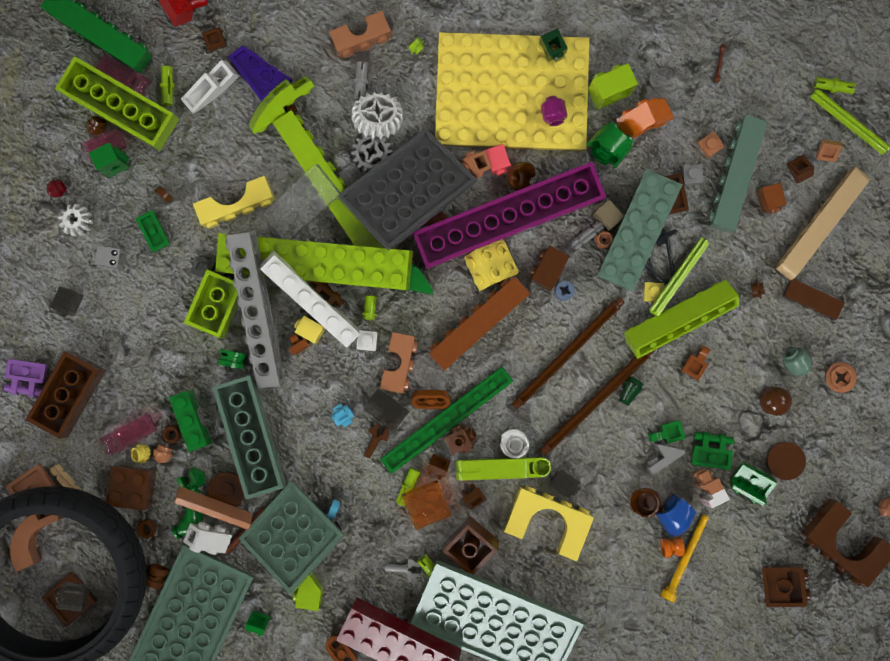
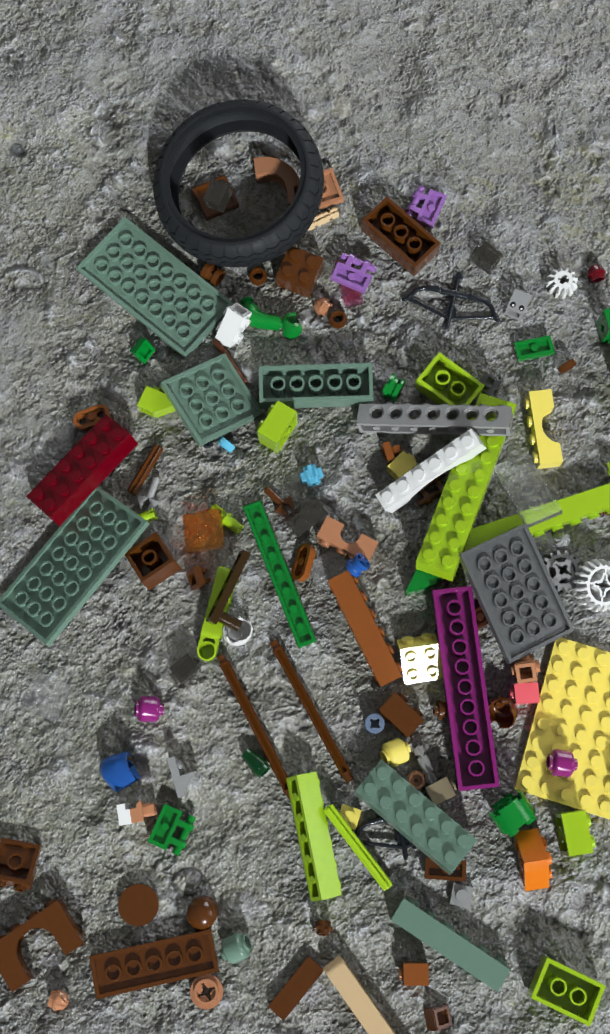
camera: 110 degrees right, 10 degrees down
(124, 431) = (352, 277): none -> medium lavender plate
(133, 324) = (450, 311): none -> black piece
(140, 453) = (327, 288): light yellow plate -> none
(192, 430) = (333, 337): green arch -> none
(213, 508) = (259, 337): nougat tile -> none
(226, 488) = (271, 352): reddish brown tile -> none
(302, 463) = (277, 426): none -> lime brick
(367, 340) = (376, 518): white plate -> none
(370, 308) = (408, 529): lime pin -> none
(380, 582) = (145, 469): none -> reddish brown axle
(421, 345) = (357, 564): none -> blue wheel
(438, 466) = (234, 550): reddish brown tile -> none
(461, 438) = (257, 580): reddish brown brick -> none
(505, 467) = (217, 613): none -> dark brown piece
(534, 234) = (440, 709): none -> reddish brown plate
(576, 521) = (145, 670): light yellow arch -> none
(585, 265) = (395, 752): none -> light yellow head
(611, 506) = (148, 709): none -> magenta head
(645, 502) = (142, 743): reddish brown hair -> none
(670, 433) = (202, 791): green plate -> none
(670, 591) = (45, 743): yellow piece -> none
(672, 547) = (89, 759): orange wheel -> none
(695, 365) = (263, 837): dark orange plate -> none
(710, 145) = (487, 925): nougat plate -> none
(717, 78) = (557, 954): copper hinge -> none
(747, 63) = (566, 990): none -> lime brick
(752, 483) = (126, 860): green bracket -> none
(832, 431) = (154, 963): none -> reddish brown plate

